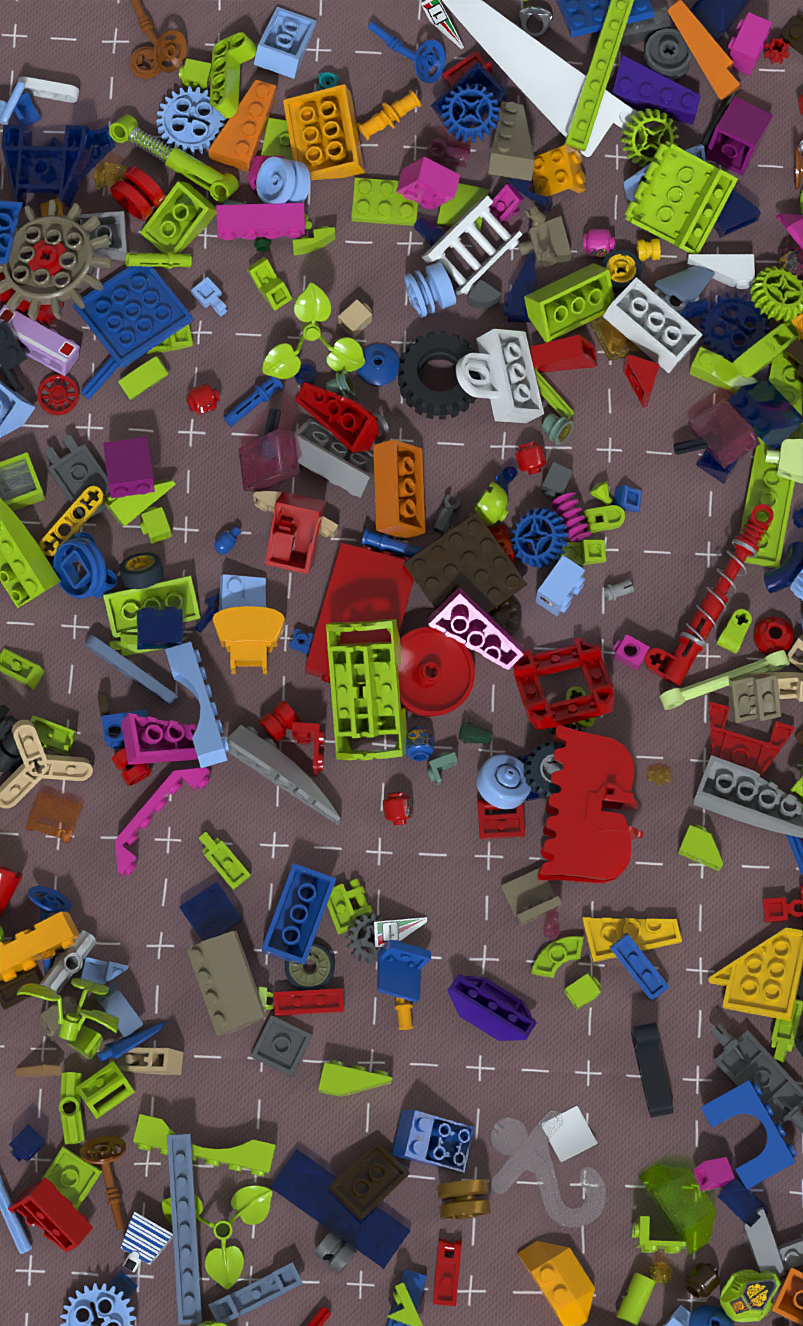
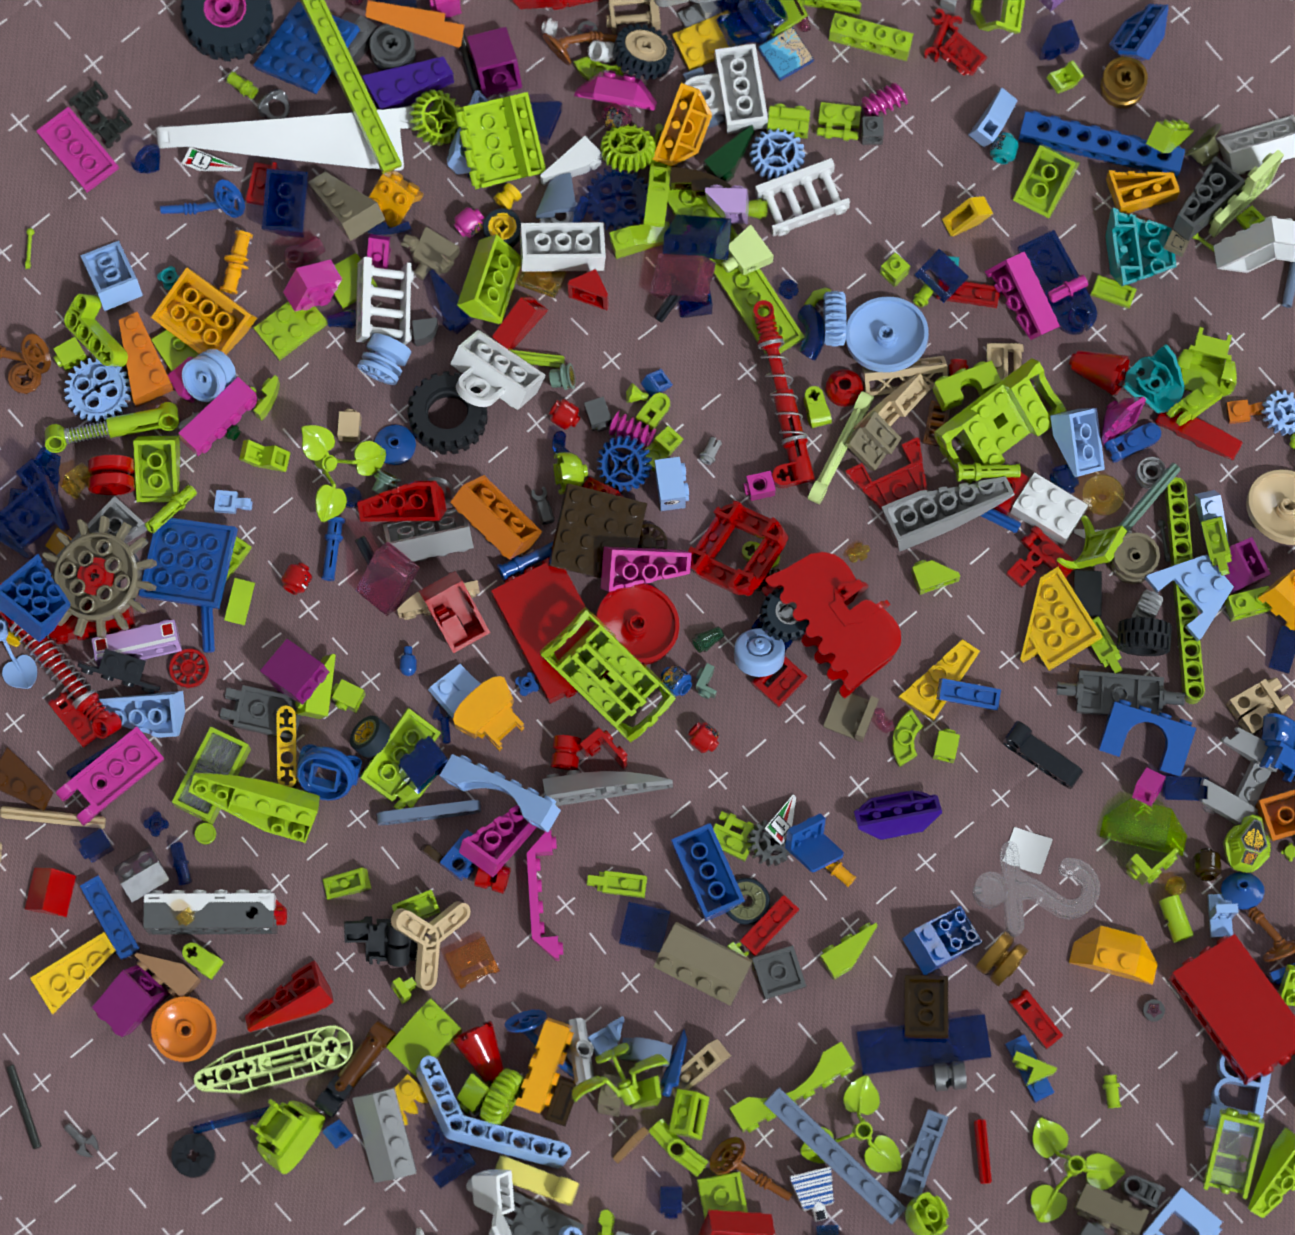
camera: 40 degrees left, 0 degrees up
(481, 127) = (304, 210): blue gear -> none

